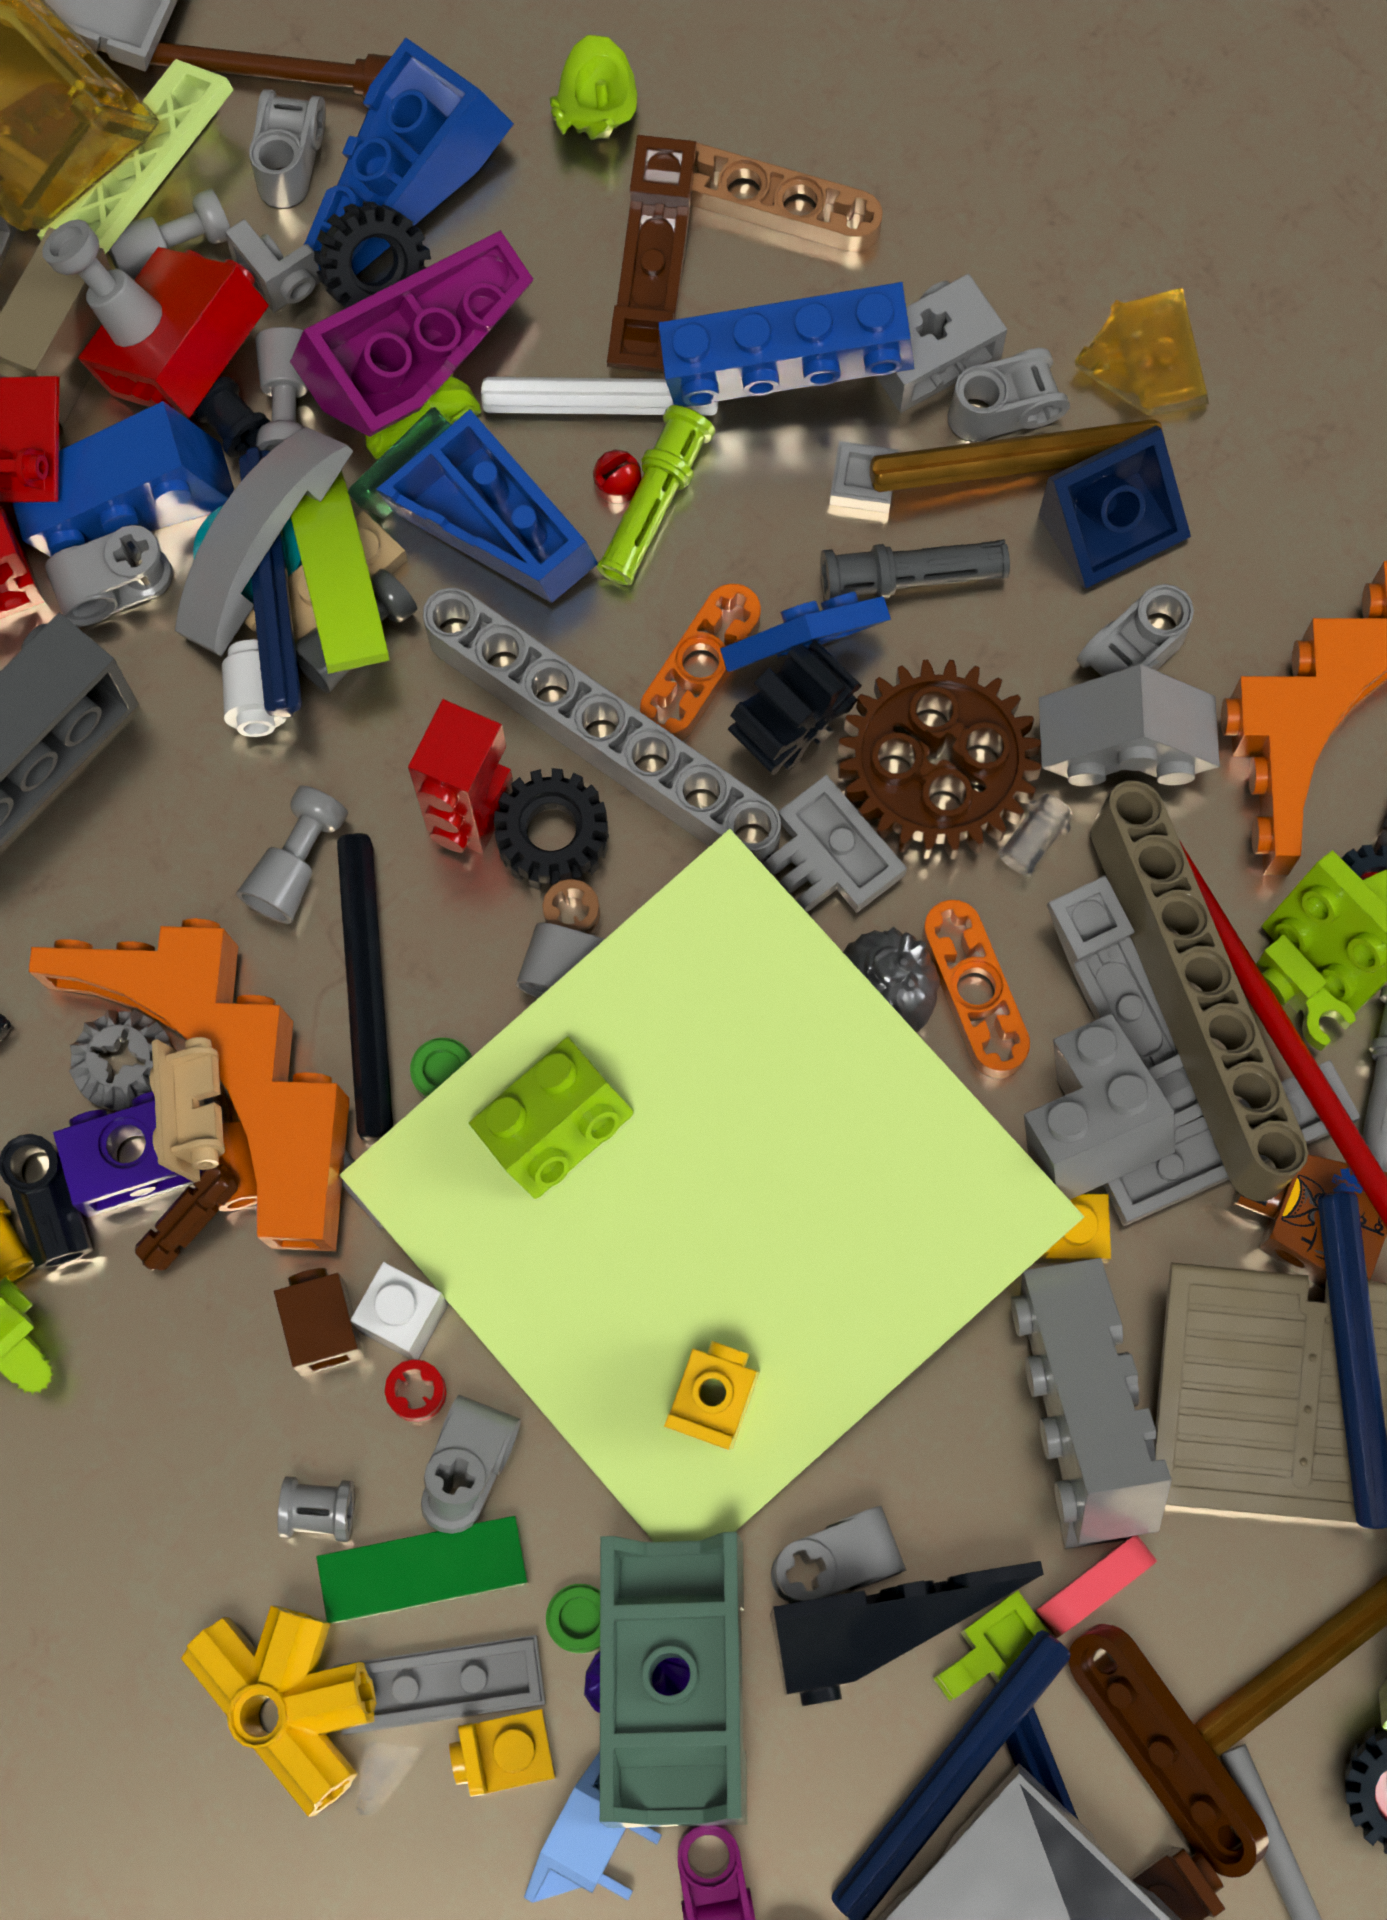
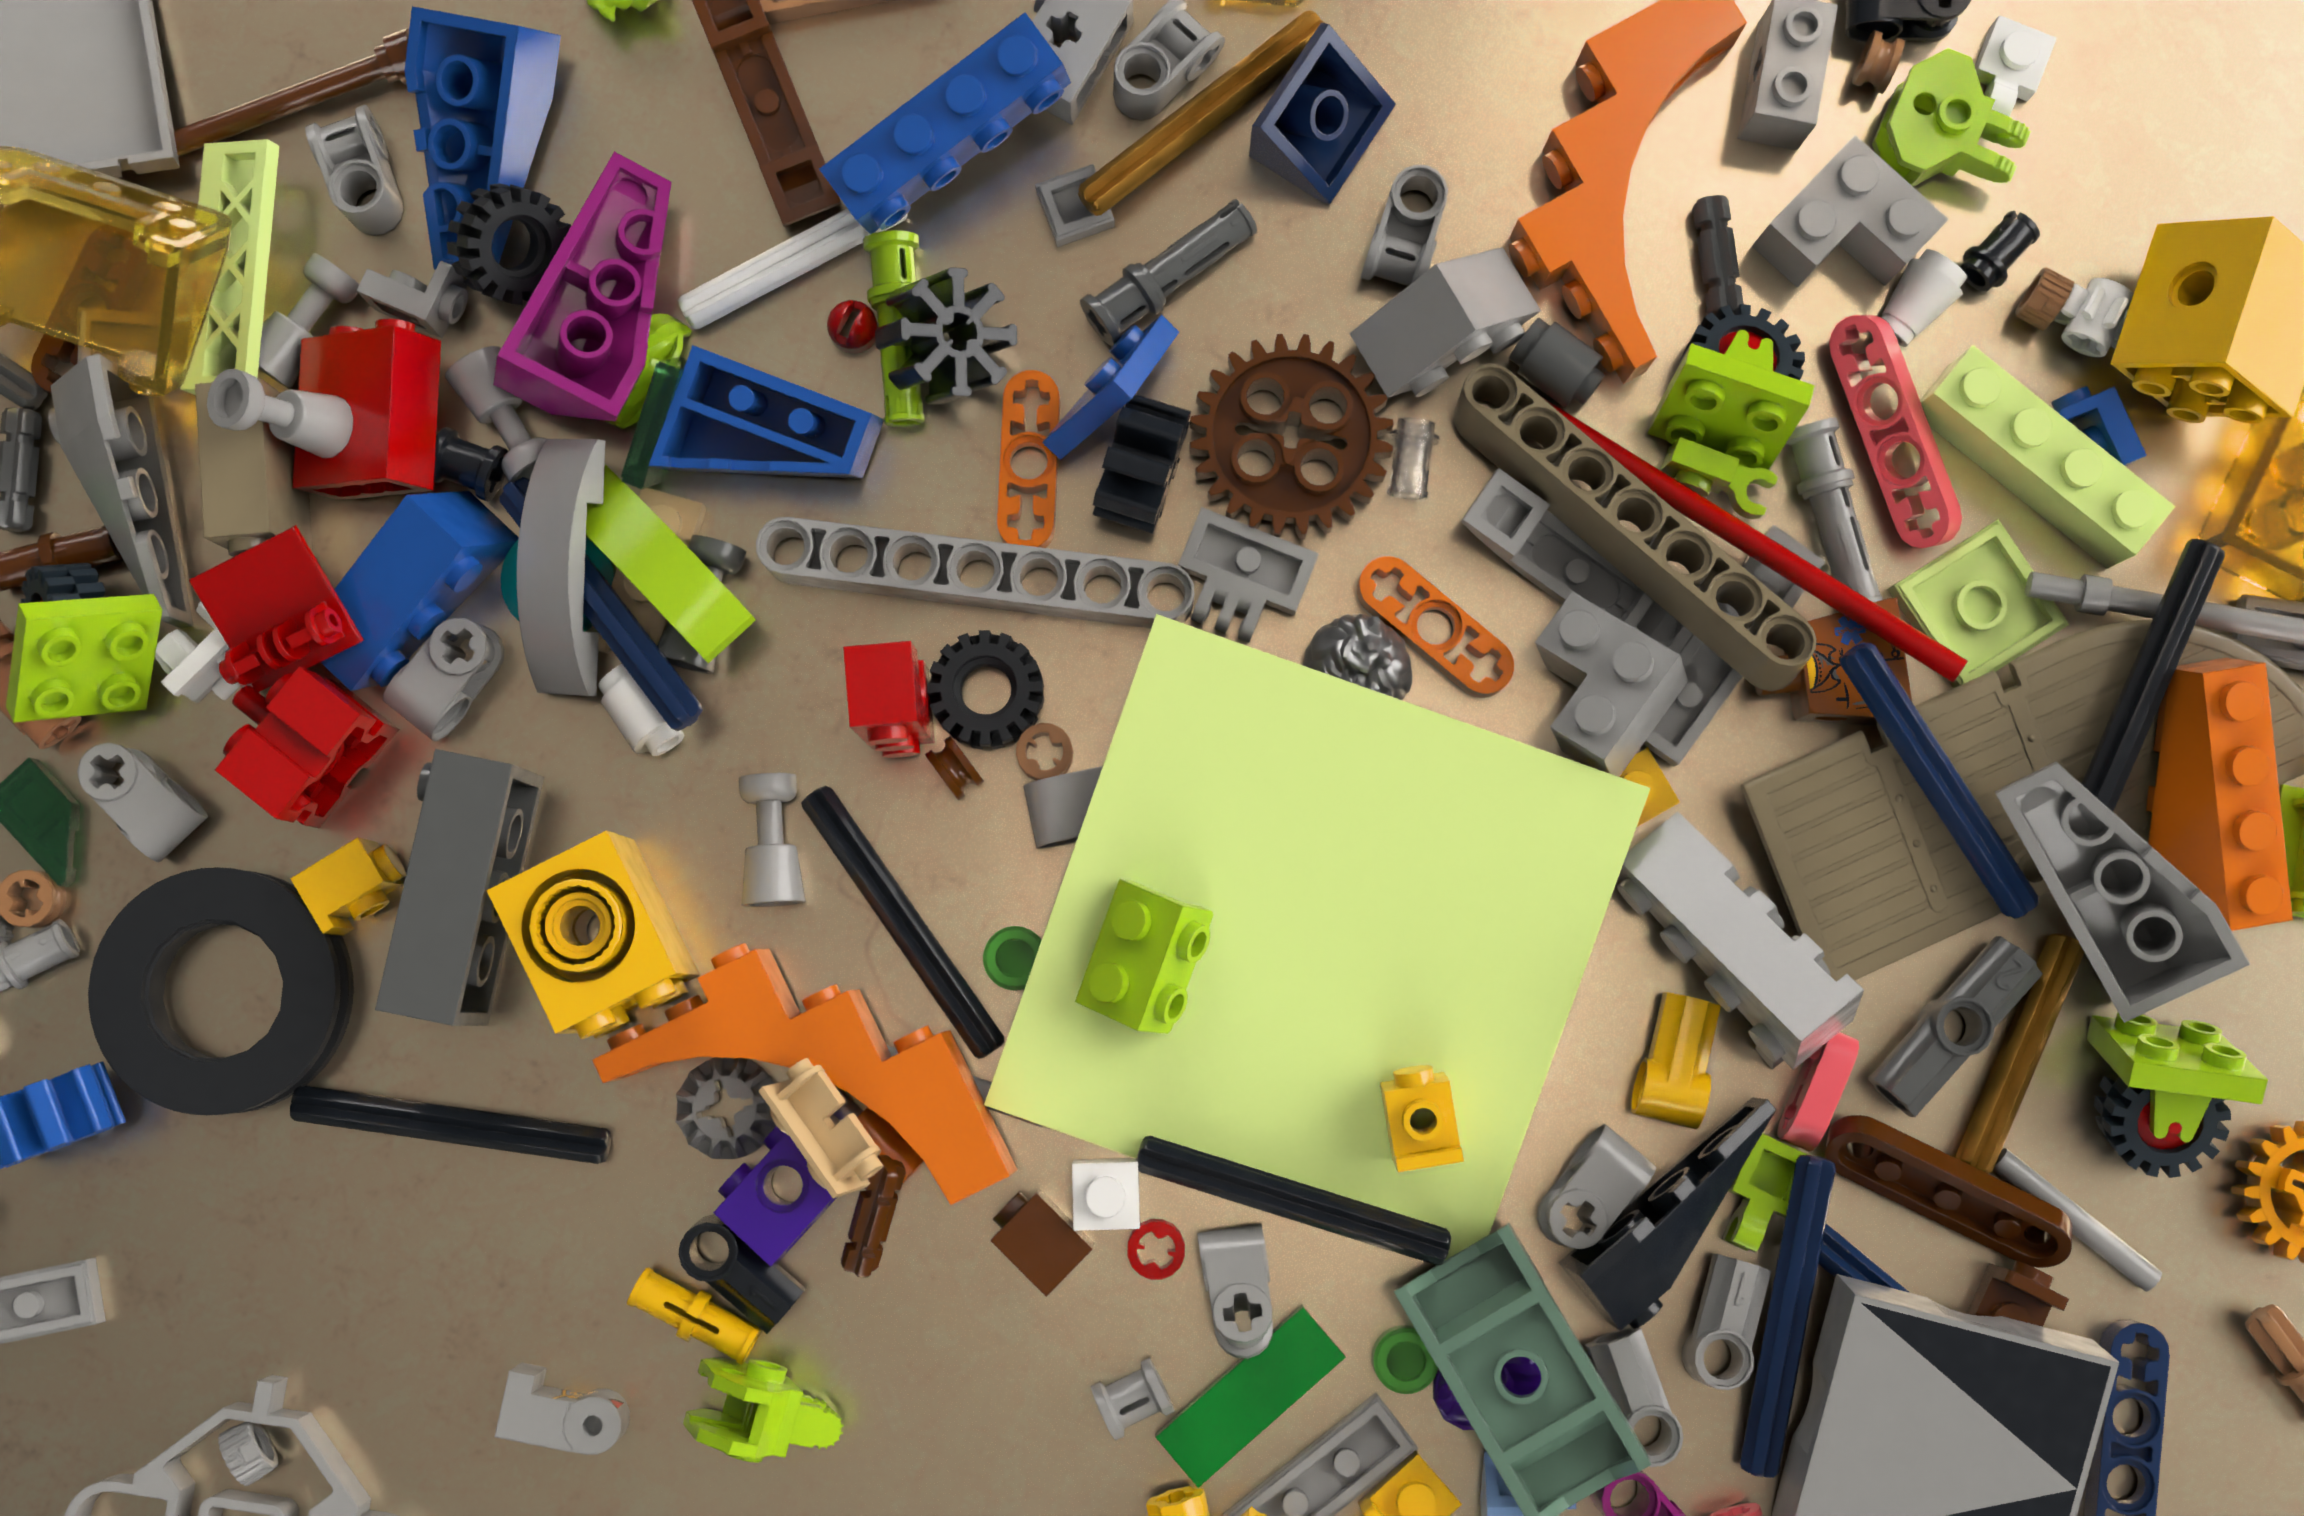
camera: 30 degrees left, 10 degrees up
(97, 844) = (628, 964): none -> yellow brick
(485, 879) = (954, 768): none -> reddish brown bush
(561, 1411) = (1293, 1200): none -> black axle
(709, 538) = (939, 307): none -> black gear
(774, 1754) = (1634, 1383): none -> light grey piece
(897, 1745) = (1729, 1313): none -> light grey piece
(970, 1498) = (1674, 1077): none -> yellow piece
(1211, 820) = (1558, 363): none -> dark grey brick
(1295, 1586) = (1983, 997): none -> dark grey piece

